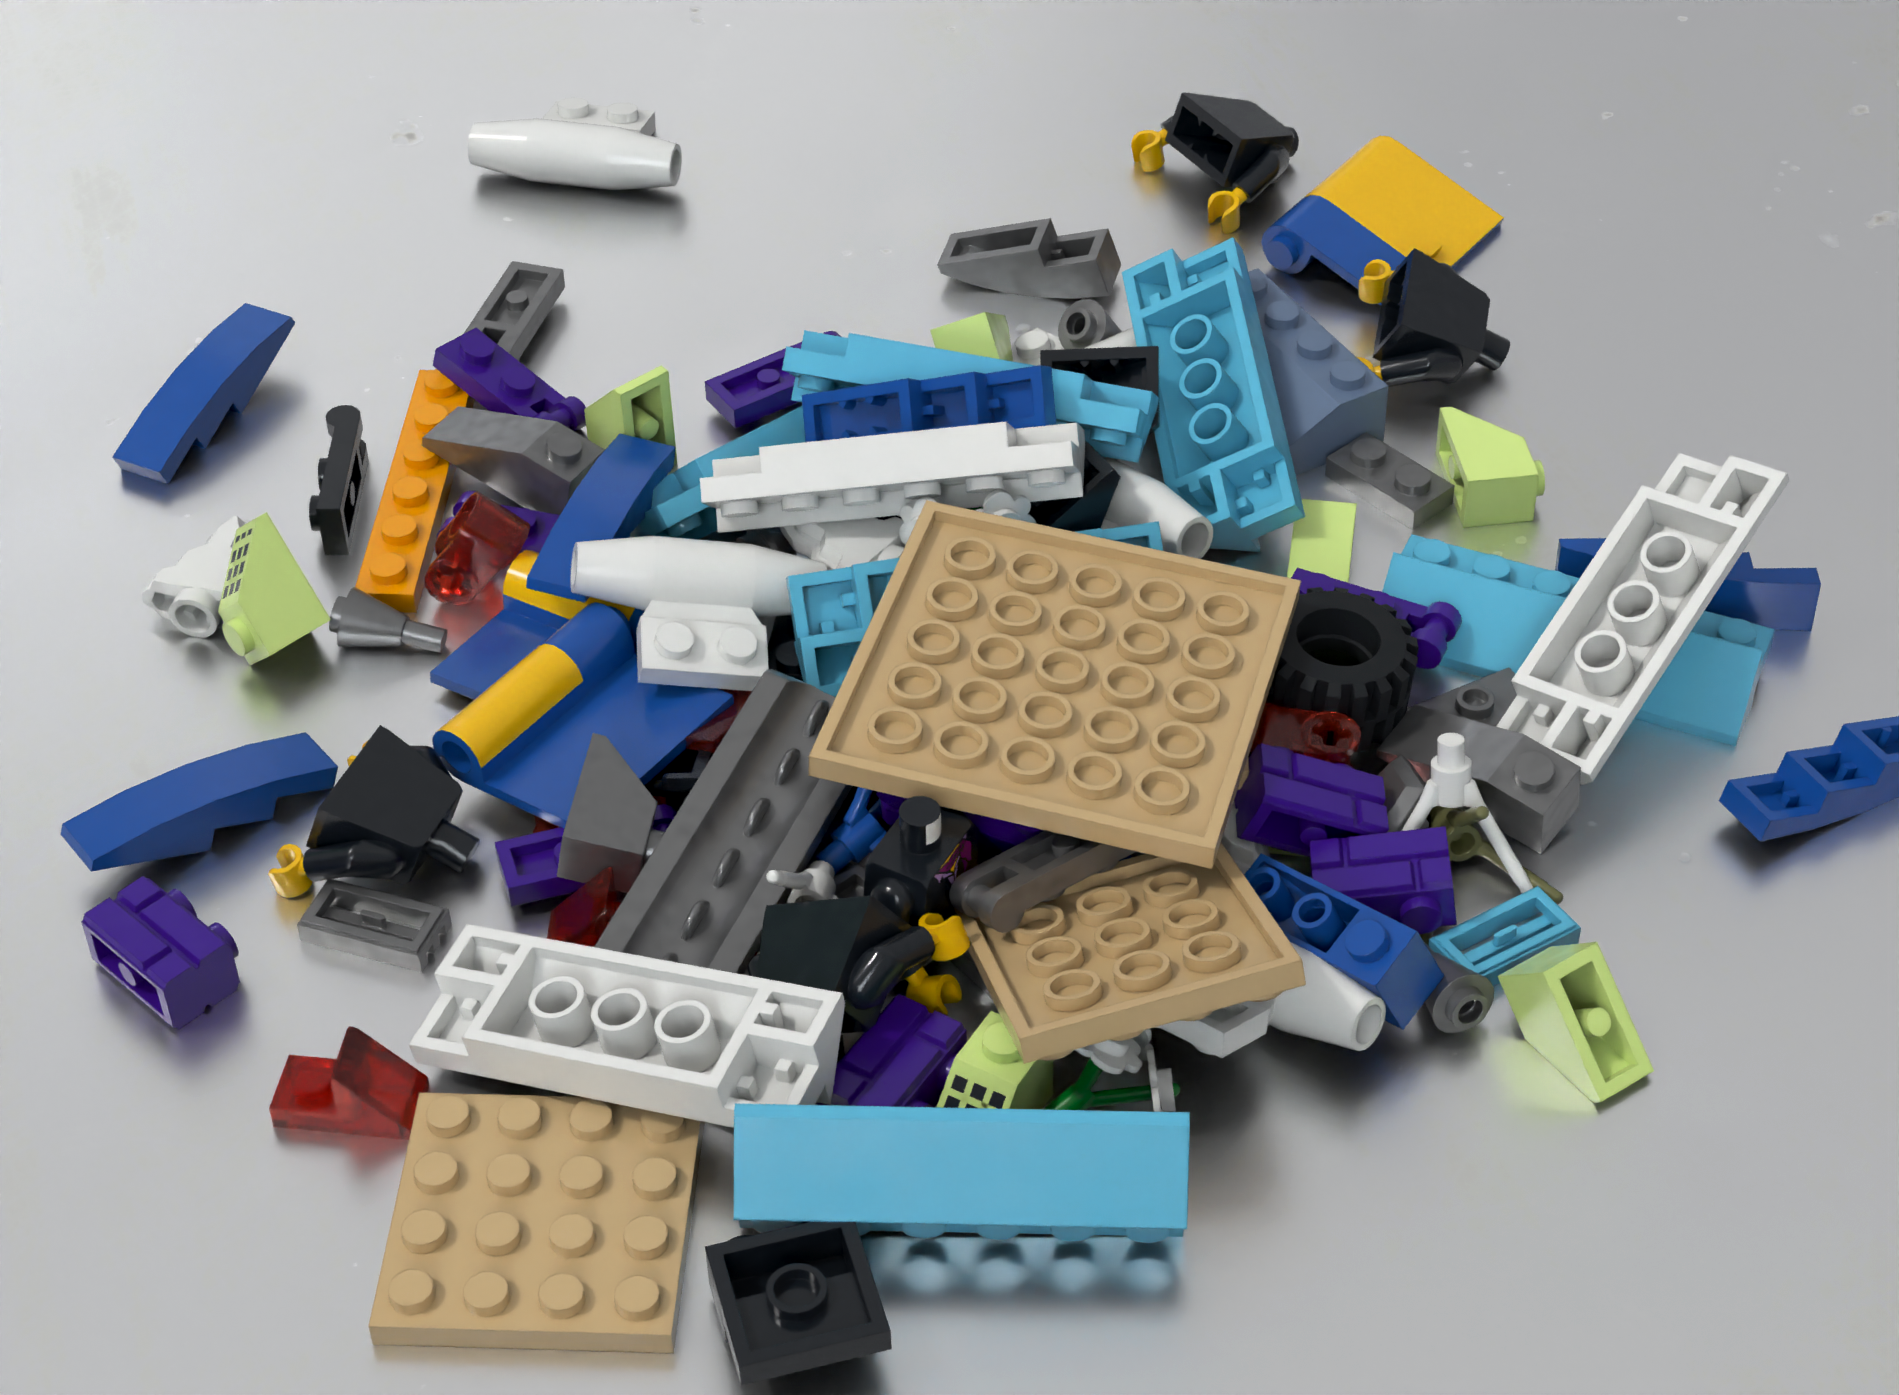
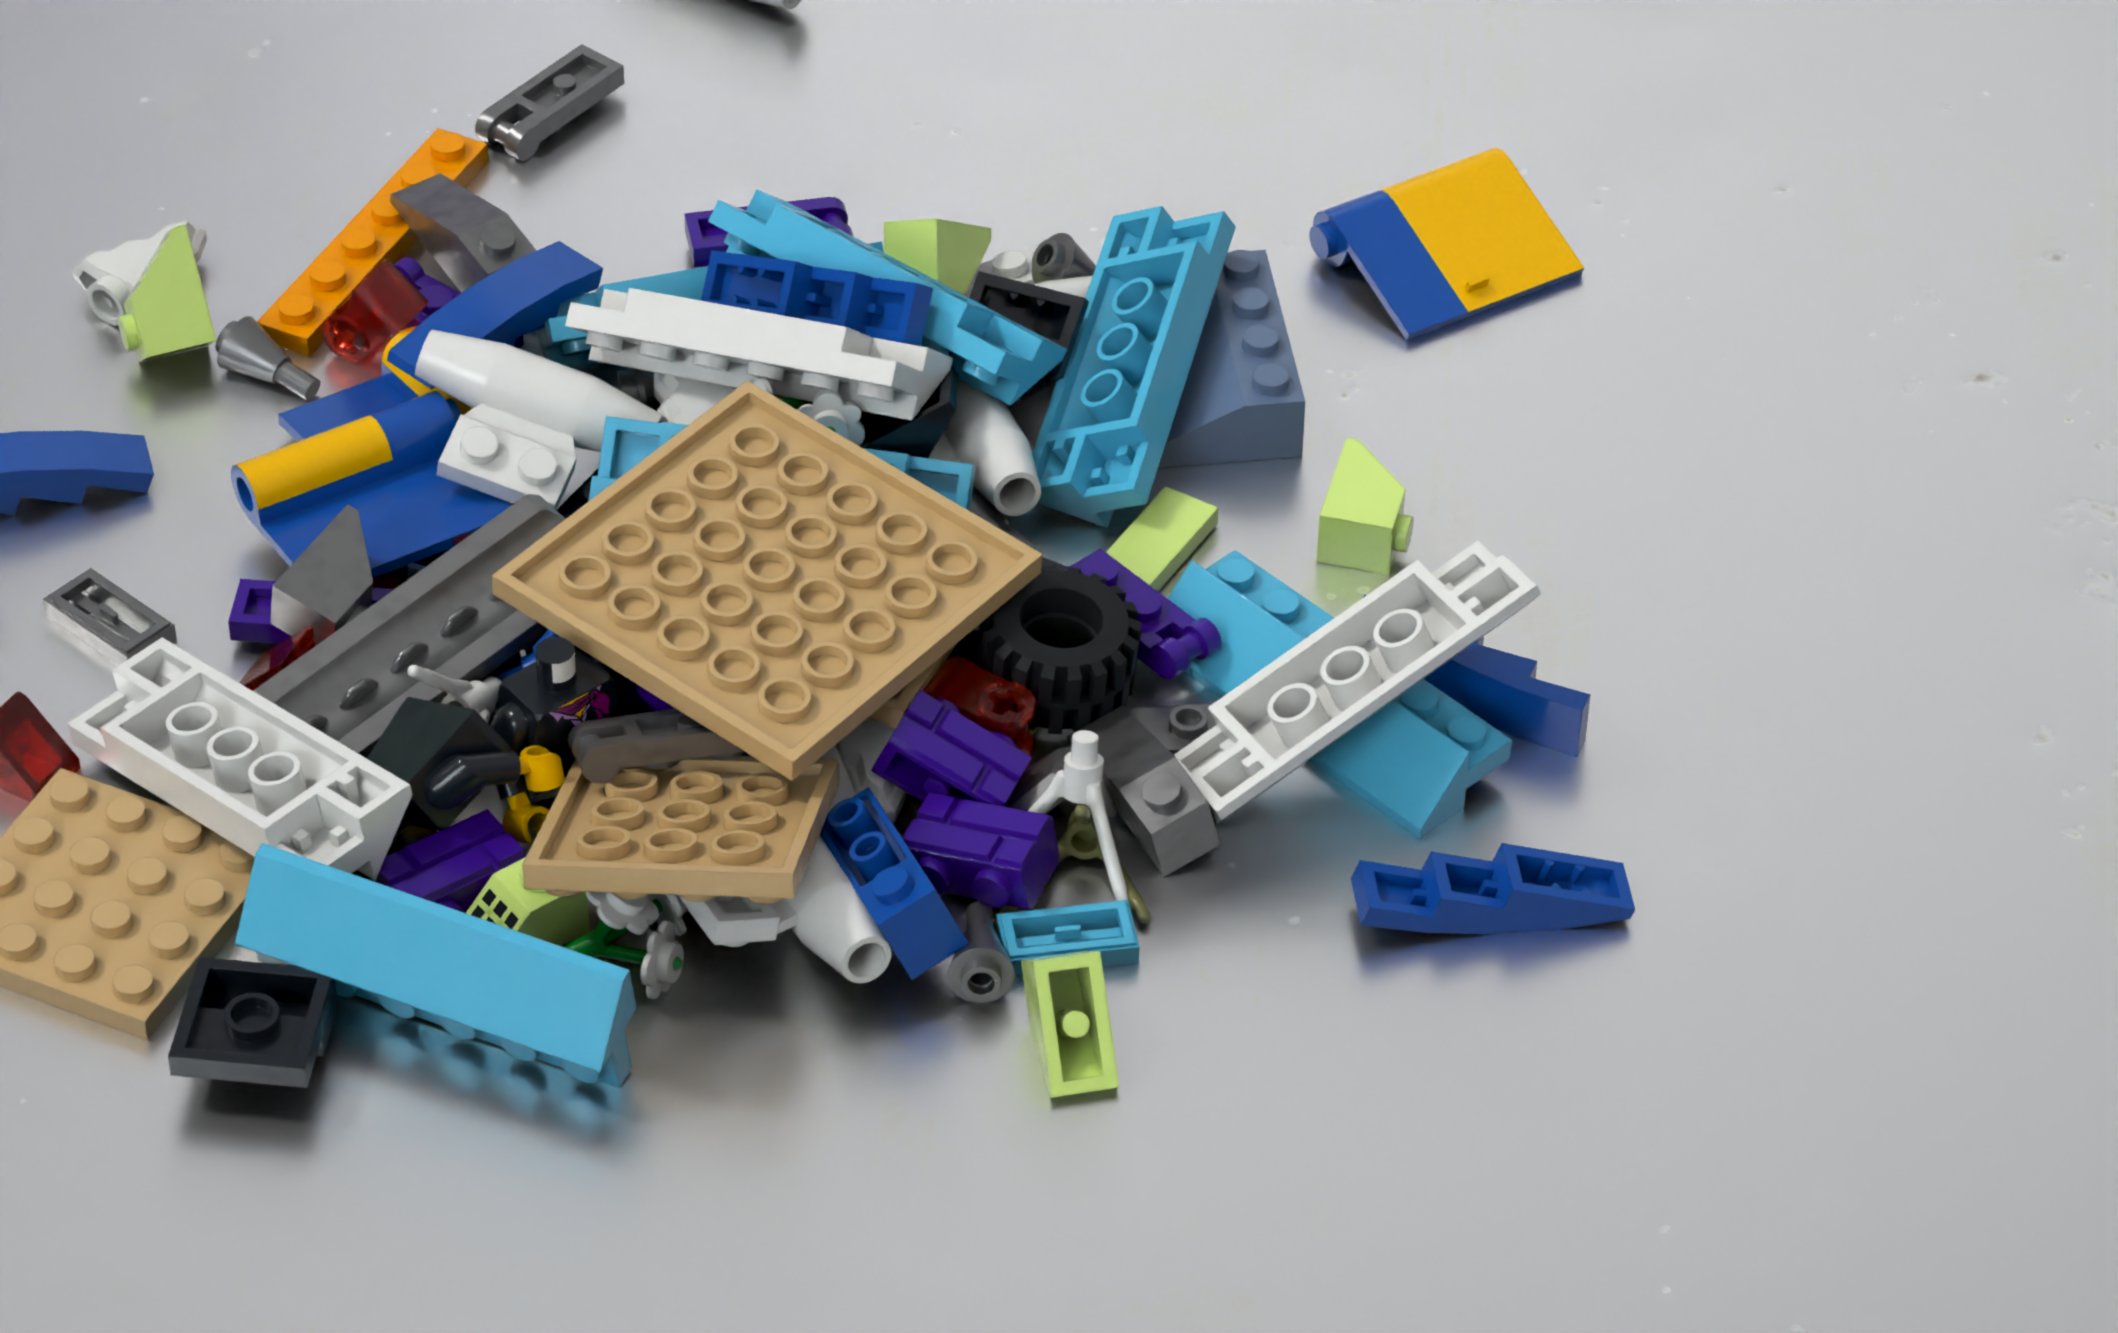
camera: 20 degrees right, 0 degrees up
(201, 390) = (242, 85): blue slope -> none
(340, 481) = (303, 215): black plate -> none
(380, 820) = (156, 529): black torso -> none
(503, 382) = (503, 166): dark purple plate -> none
(634, 409) = (593, 228): yellowish green slope -> none
(1033, 260) = (1074, 178): flat silver slope -> none
(1226, 140) = (1345, 117): black torso -> none
(1389, 480) = (1272, 495): flat silver plate -> none
(1428, 322) = (1400, 356): black torso -> none

